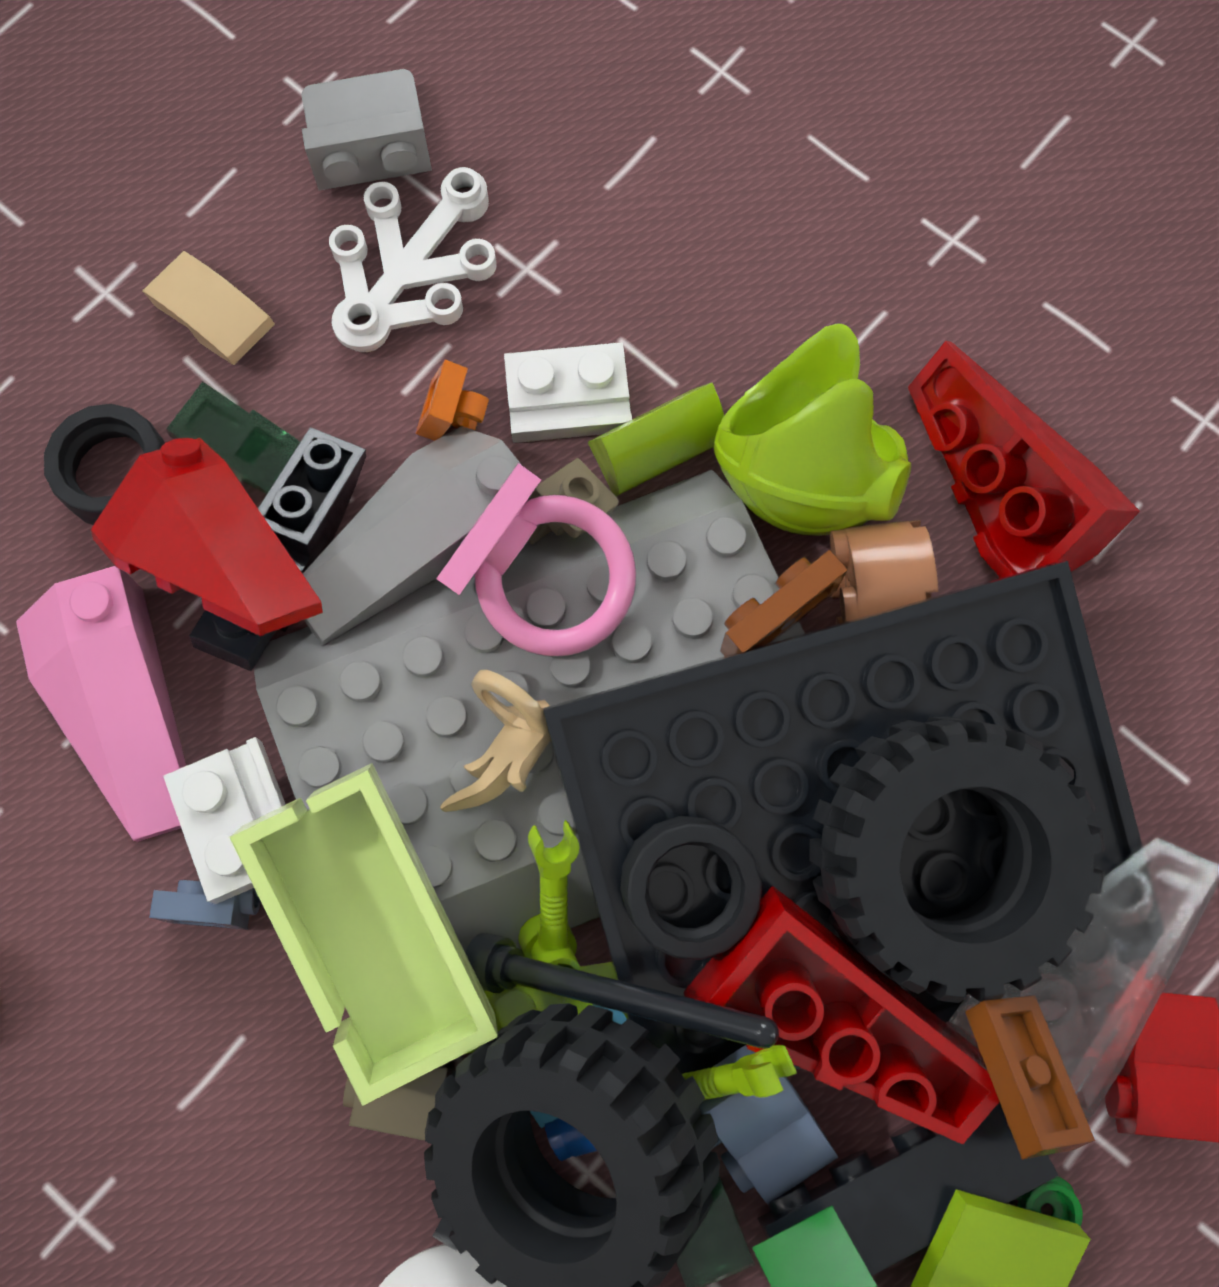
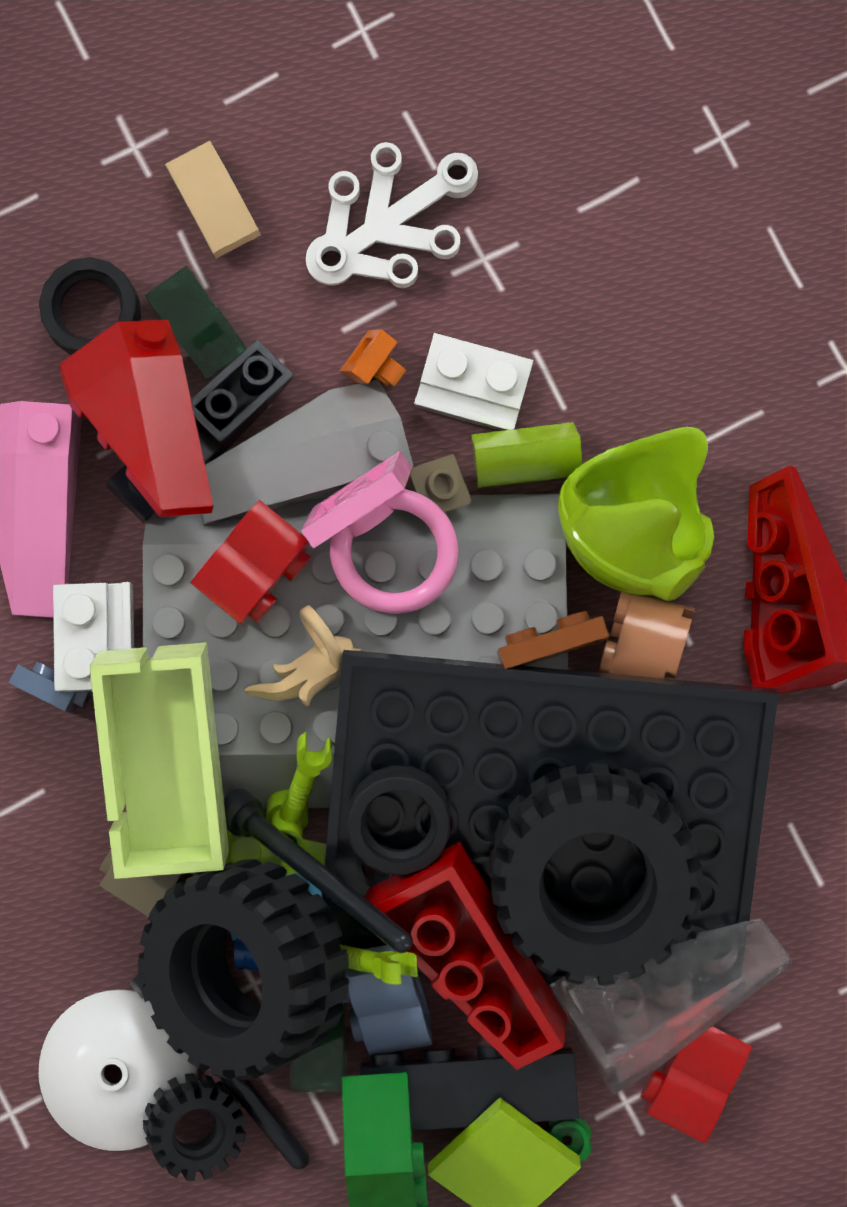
camera: 25 degrees right, 10 degrees up
(364, 129) = (396, 84): light grey bracket -> none
(393, 654) = (252, 564): none -> red brick
(1029, 1076) = (577, 1042): dark orange plate -> none

